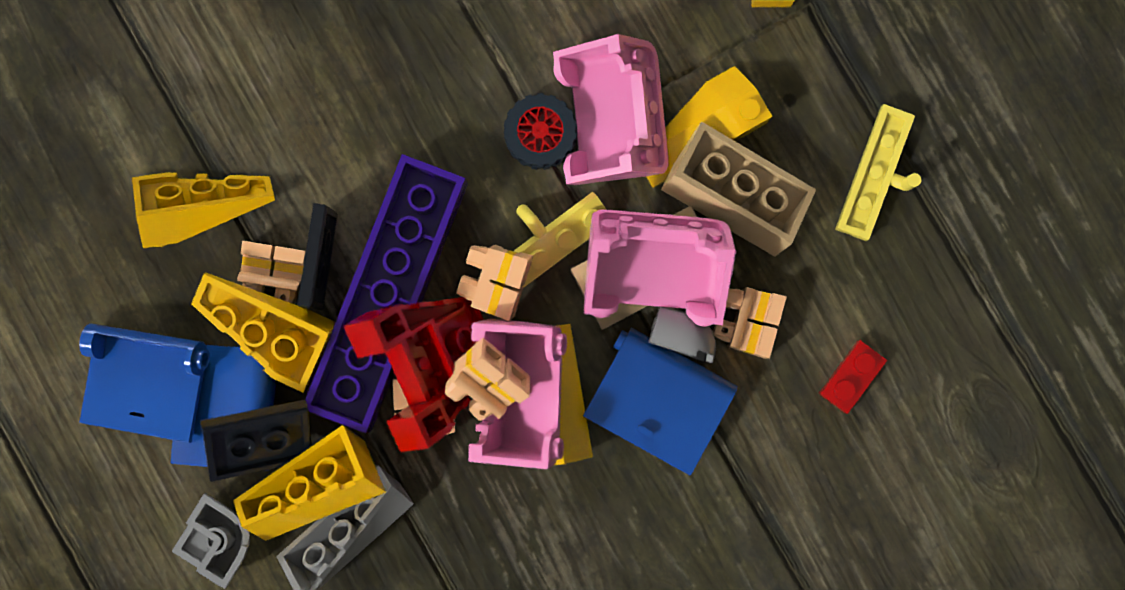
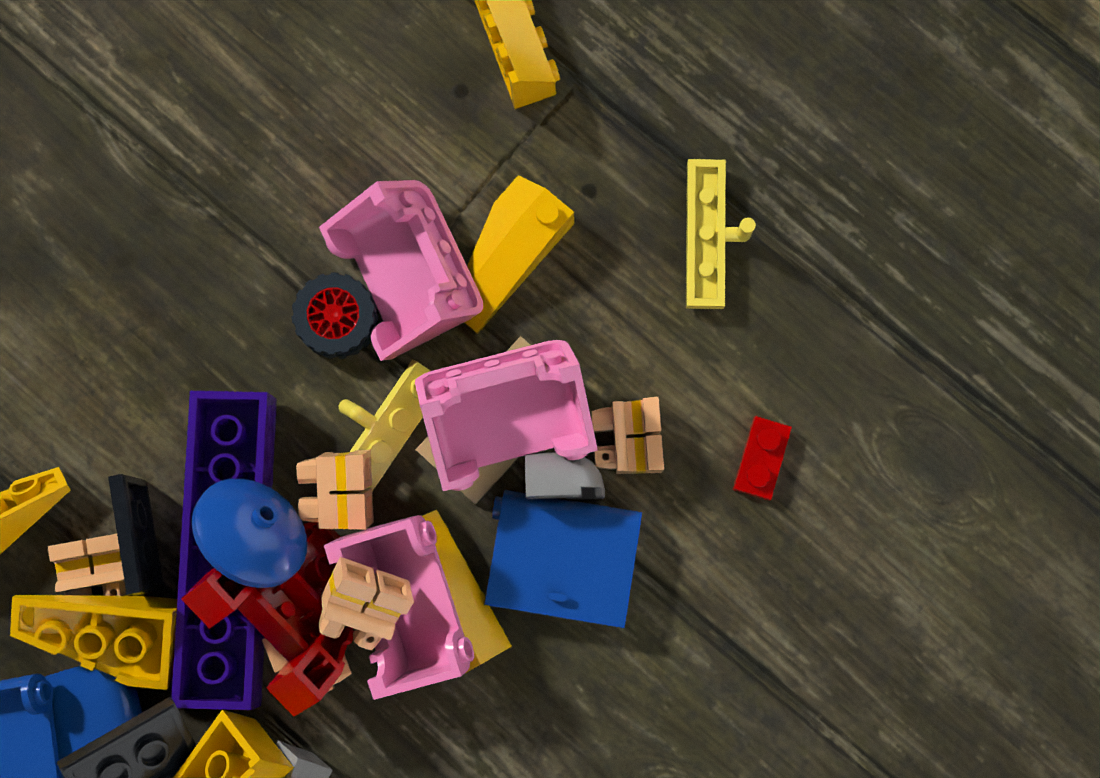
camera: 20 degrees left, 5 degrees down
(415, 291) = (249, 533): none -> blue dish
(739, 189) = (567, 300): tan slope -> none

